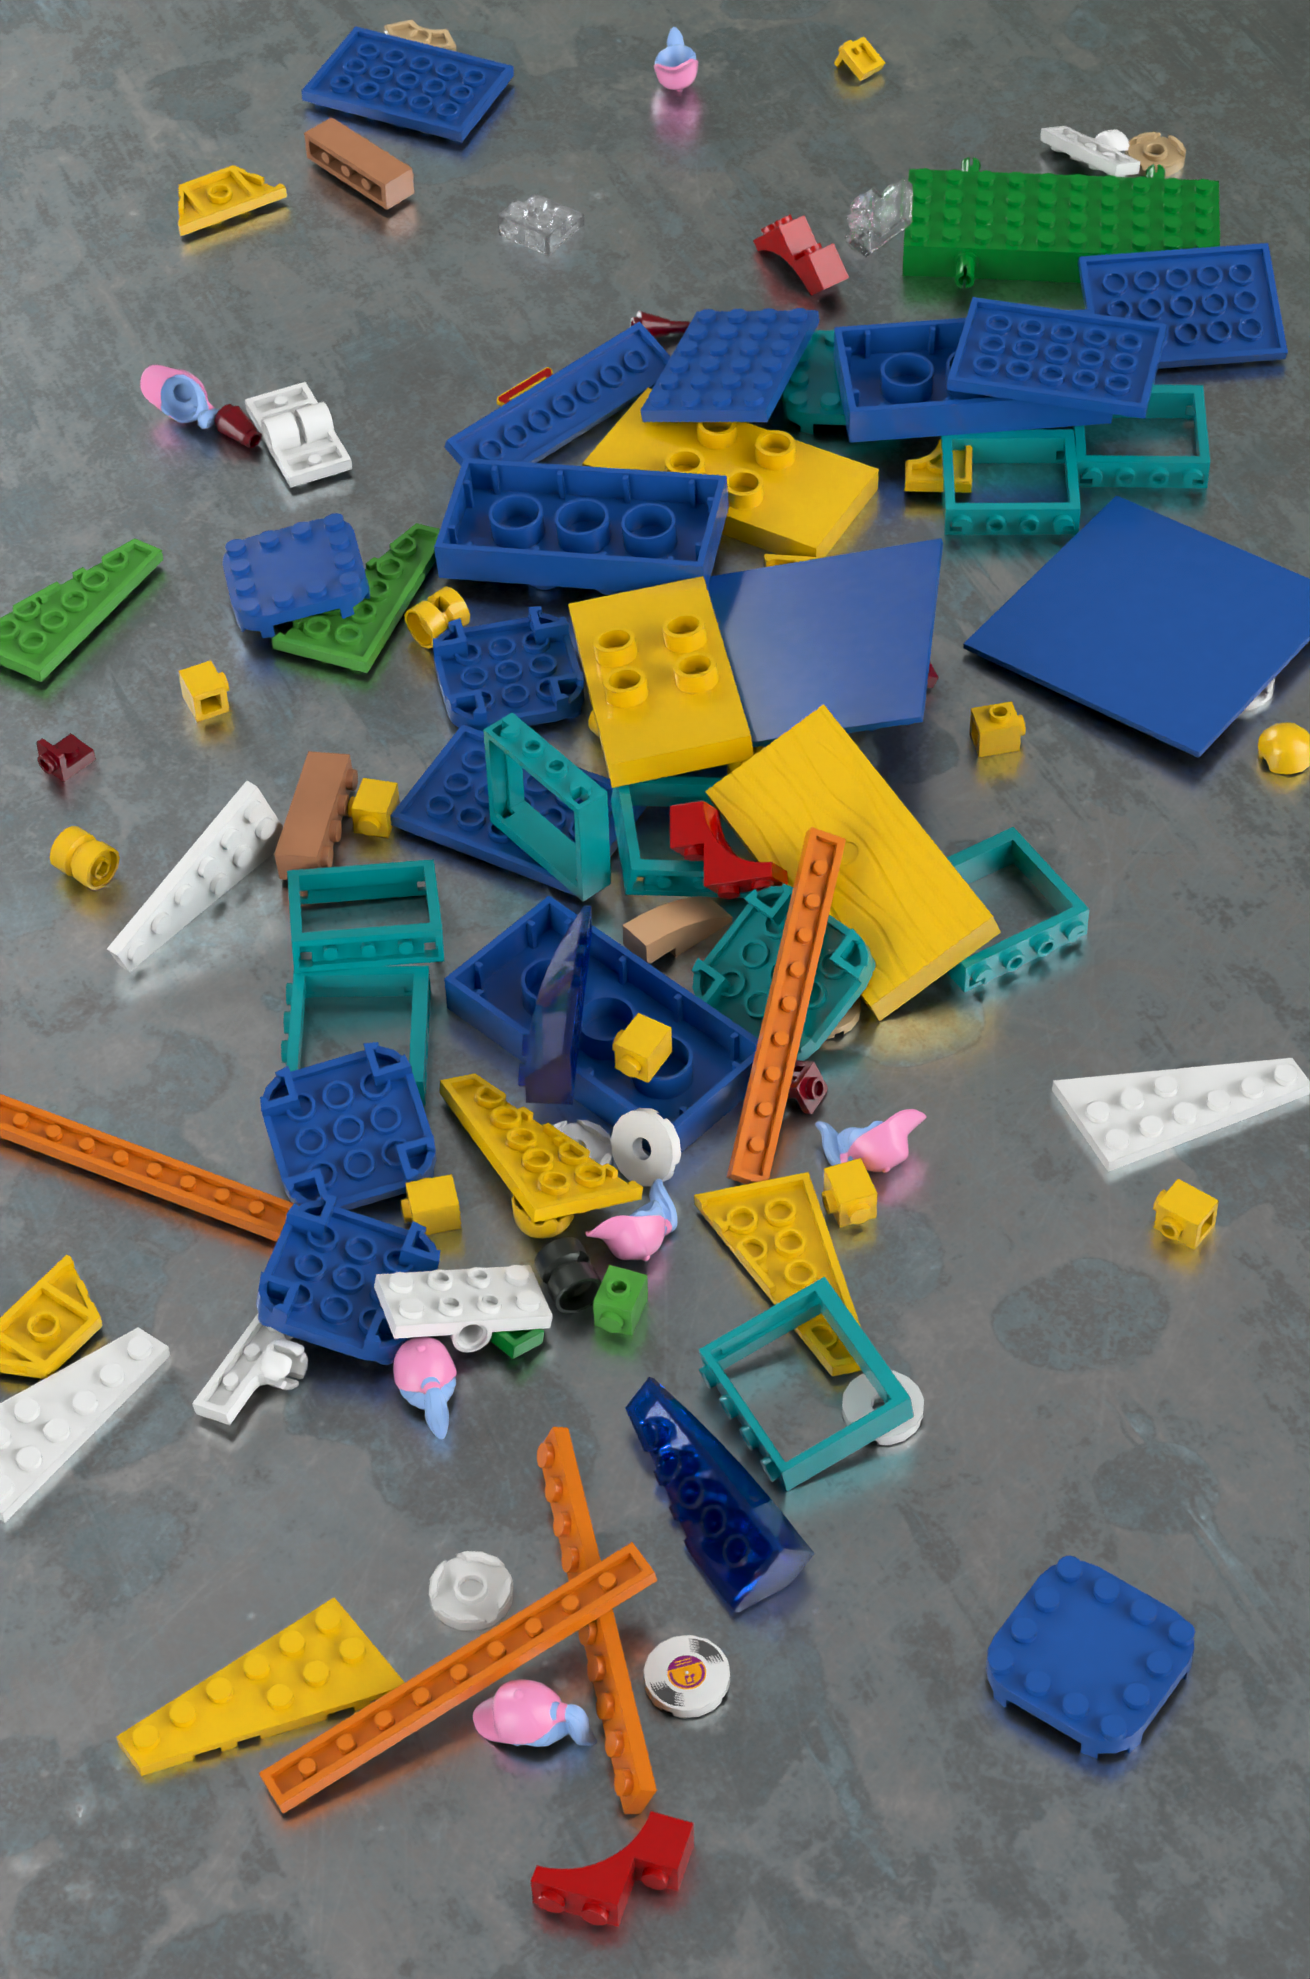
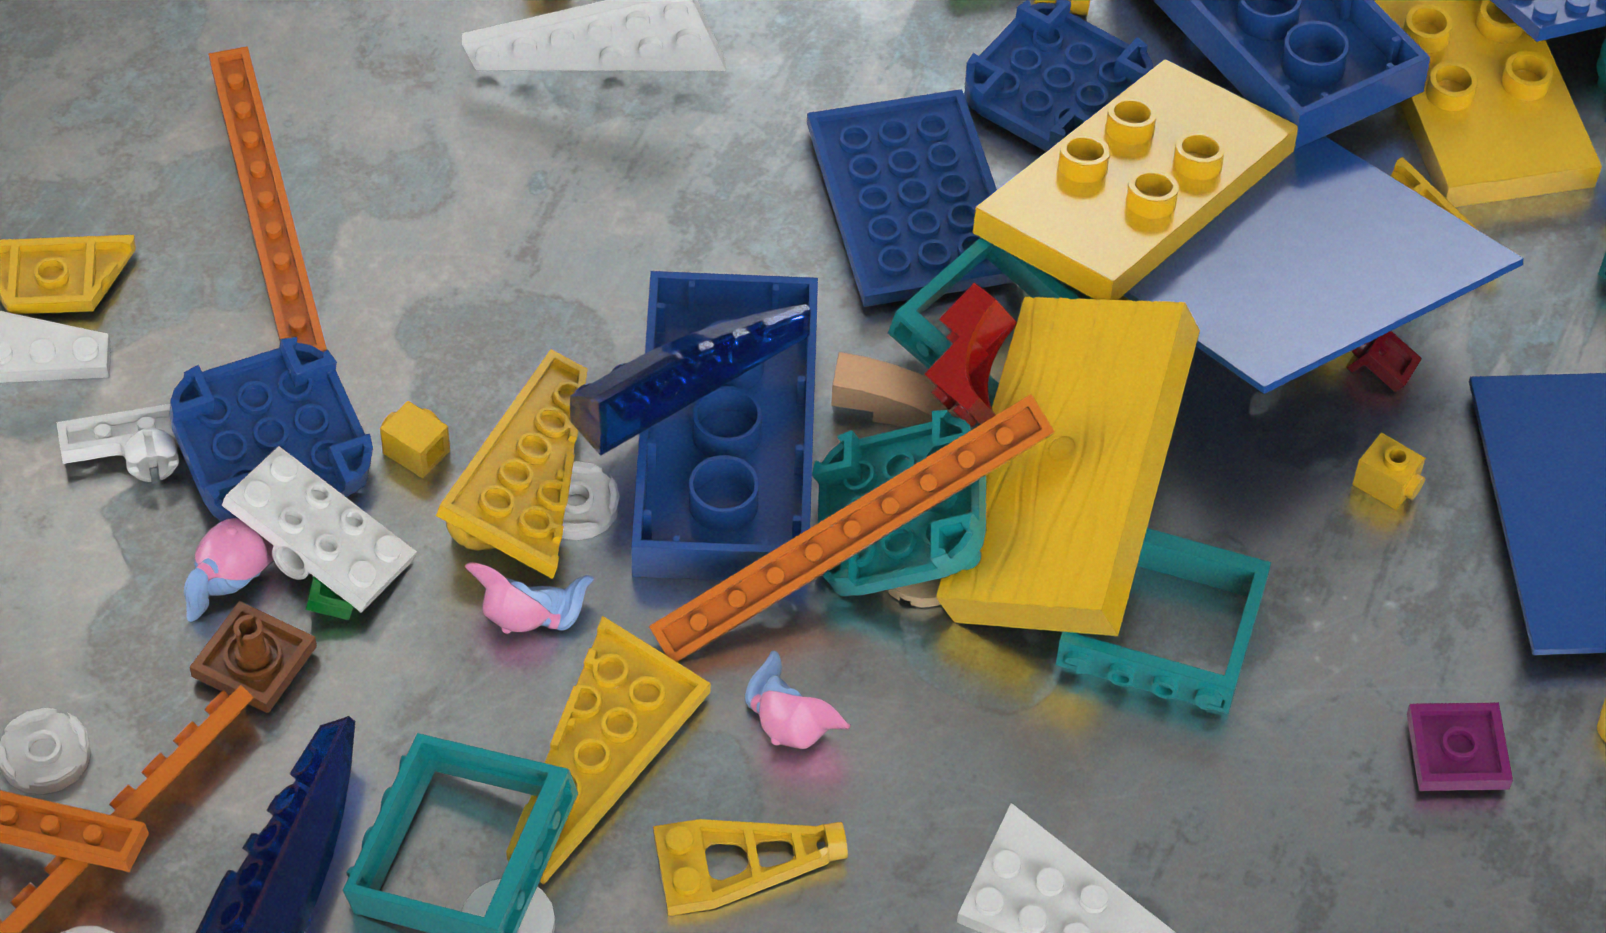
camera: 45 degrees right, 5 degrees up
(316, 813) = (749, 64): nougat brick -> none
(349, 1128) = (426, 323): blue plate -> none
(363, 982) = (572, 311): teal window -> none
(372, 944) = (641, 204): teal window -> none
(373, 807) = (804, 93): yellow brick -> none
(519, 1412) = (253, 653): none -> dark orange plate
(568, 1274) = (426, 585): pearl dark grey wheel -> none
(578, 865) = (888, 192): teal window -> none
(620, 1300) = (436, 643): bright green brick -> none
(628, 1150) = (613, 542): white tile -> none
(642, 1047) = (699, 459): yellow brick -> none
(807, 1086) = (809, 612): dark red bracket -> none
(849, 1193) = (718, 731): yellow brick -> none
(936, 1284) = (685, 867): none -> yellow plate
(1226, 838) = (1459, 746): none -> magenta plate

